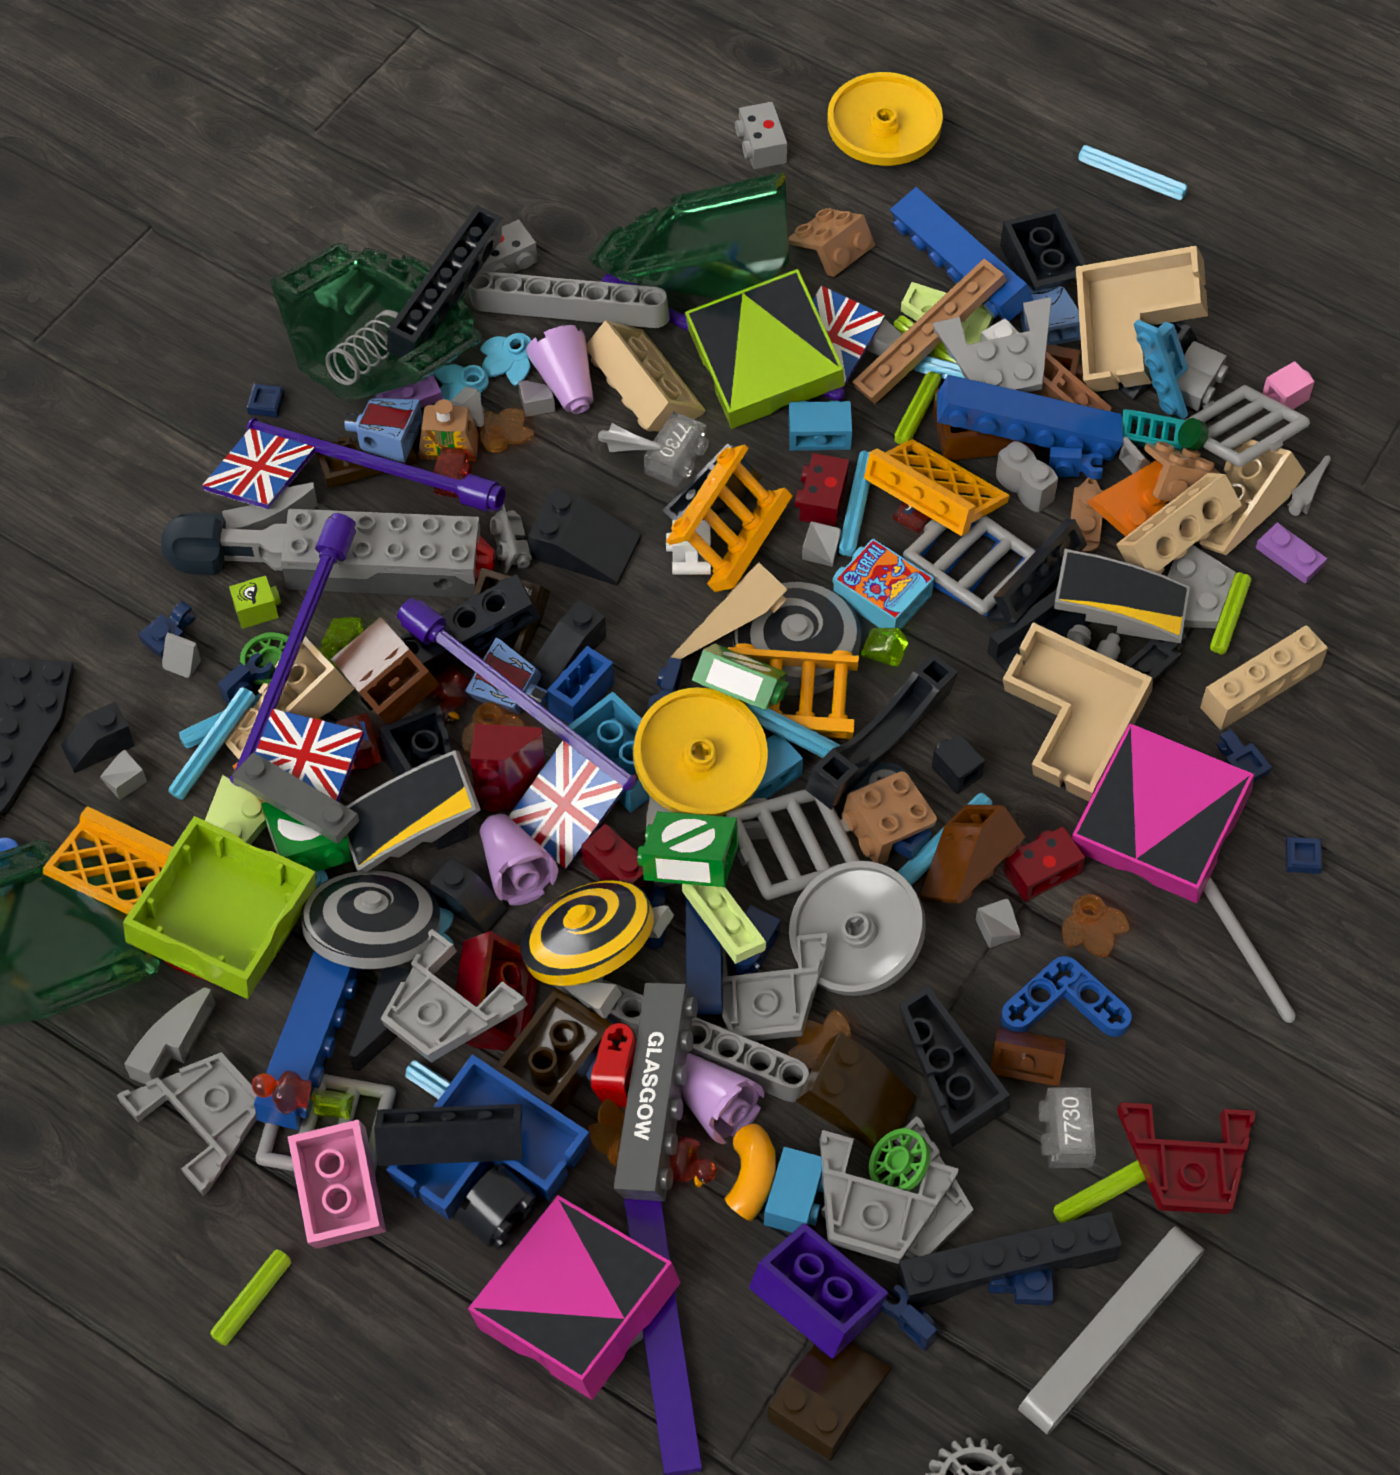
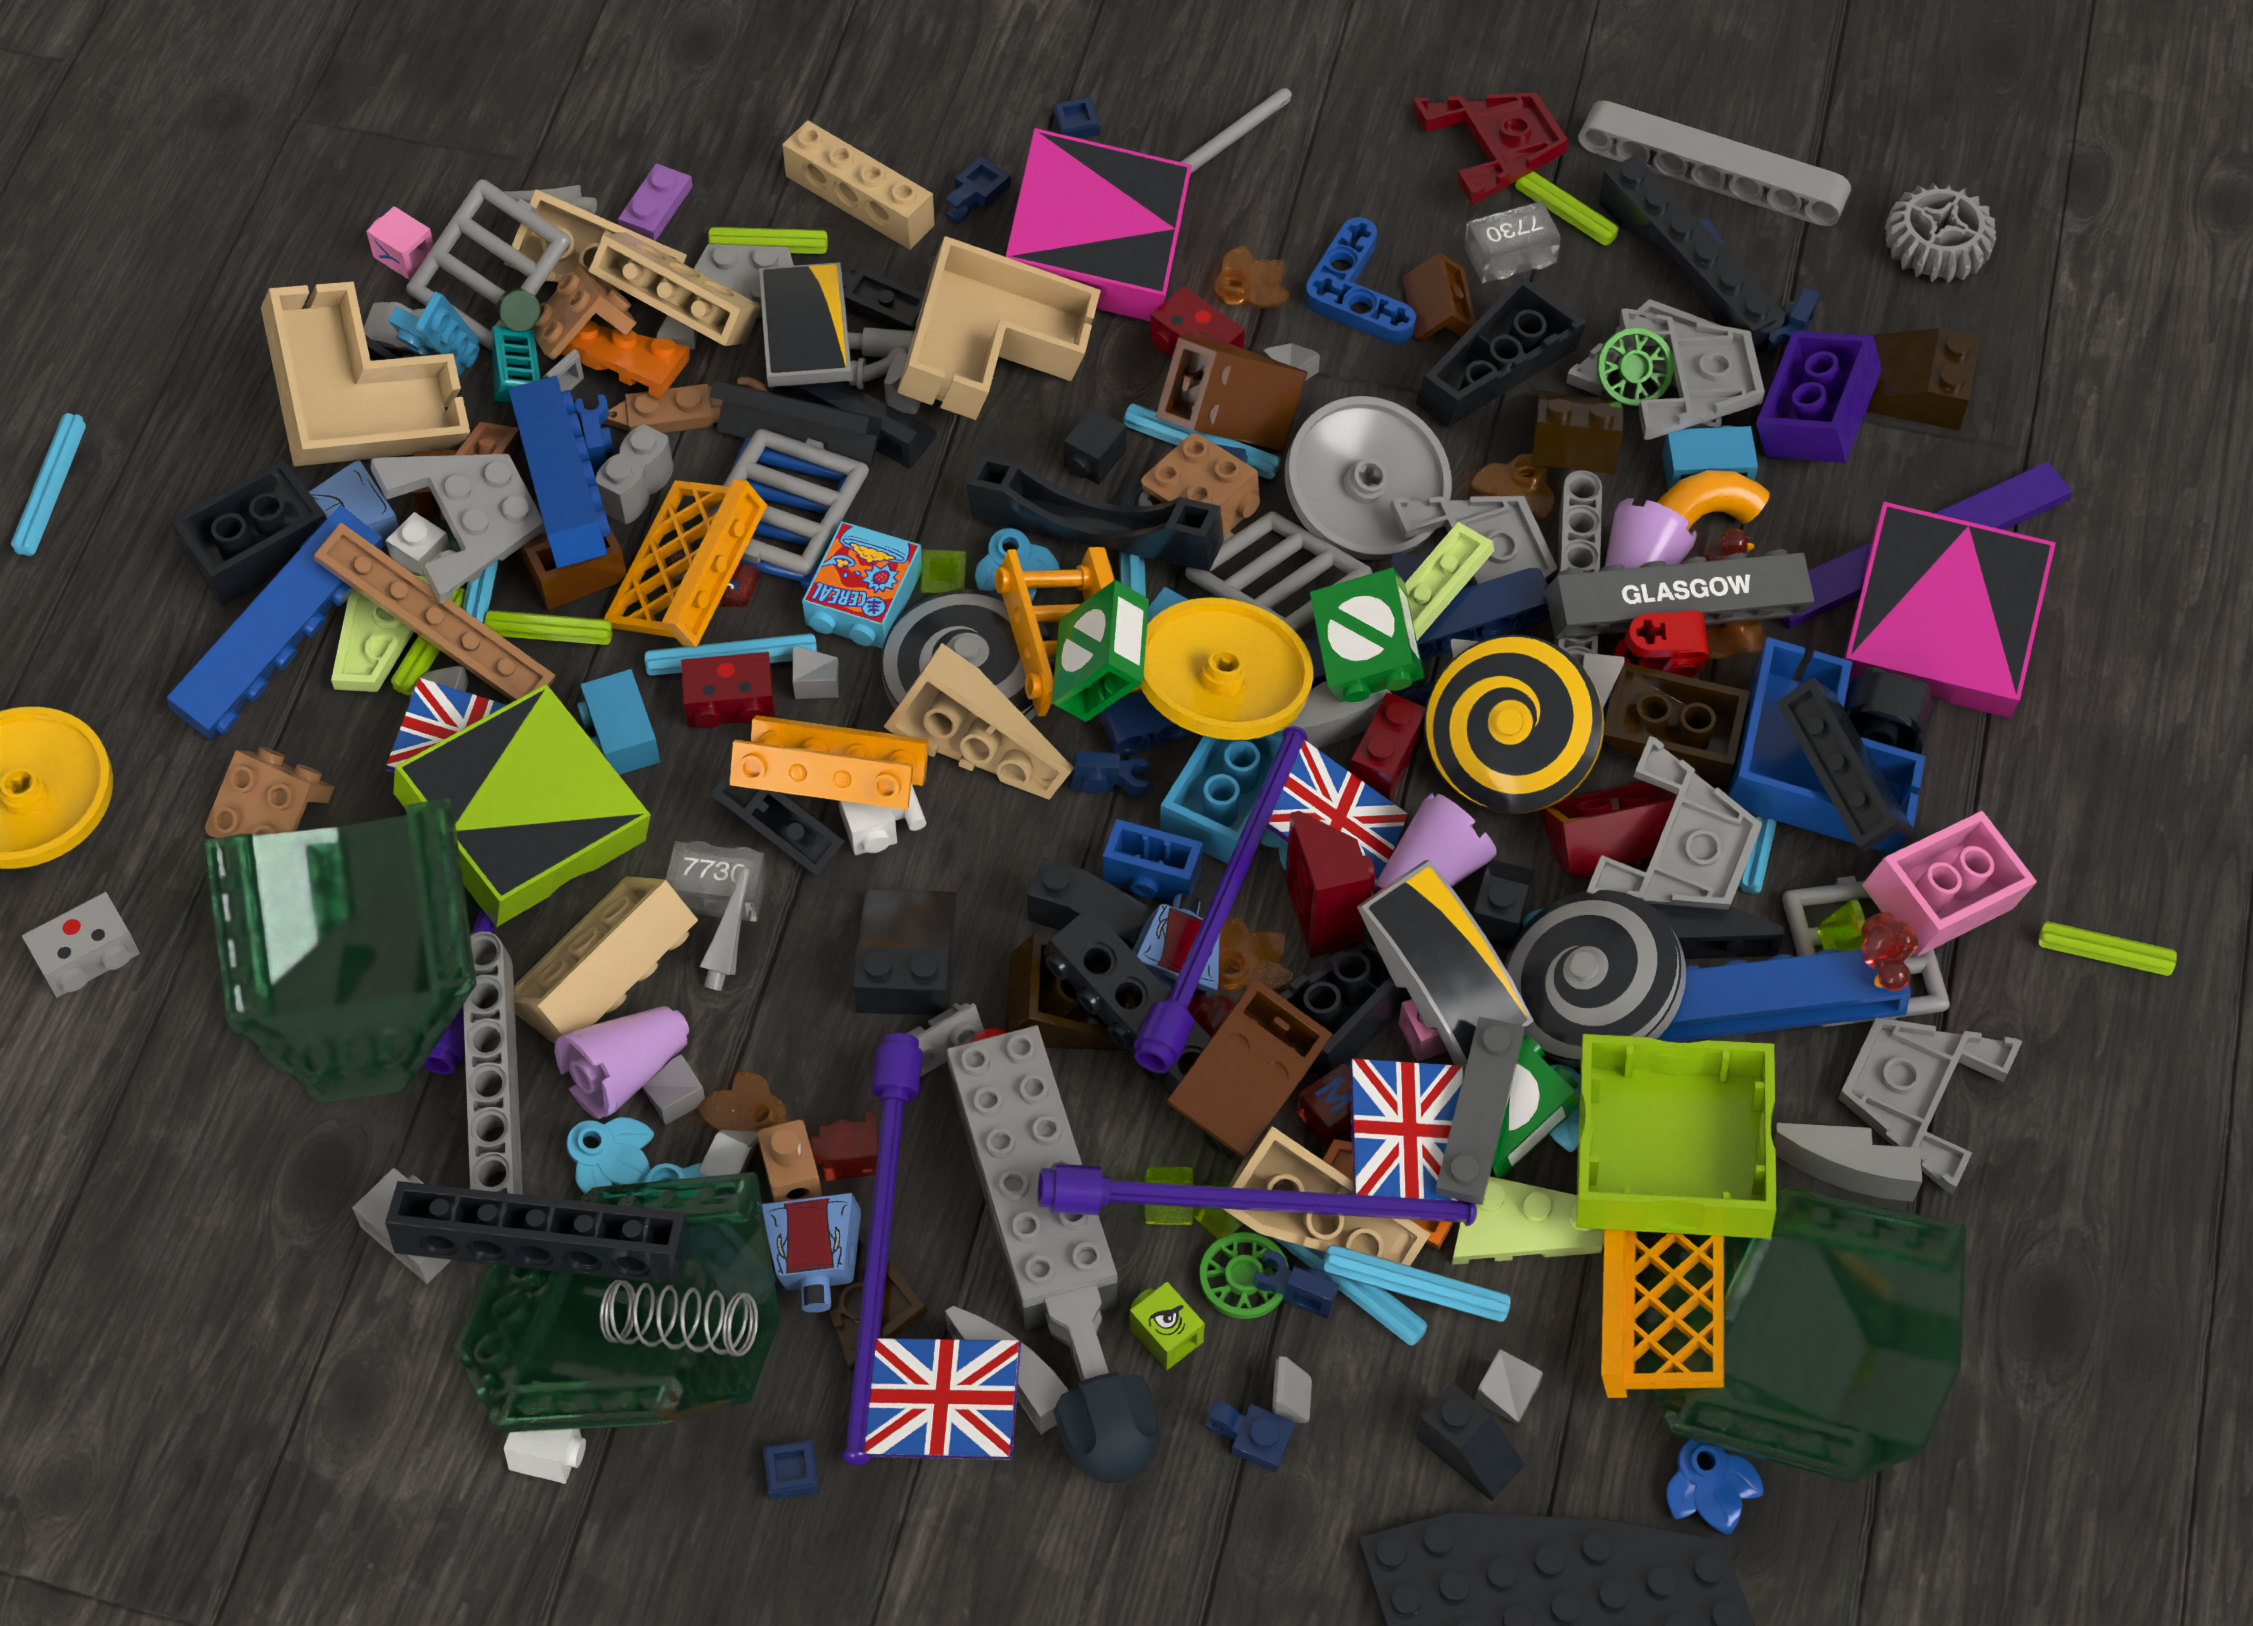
camera: 110 degrees left, 0 degrees up
(865, 688) = (1030, 556): none -> dark azure plate

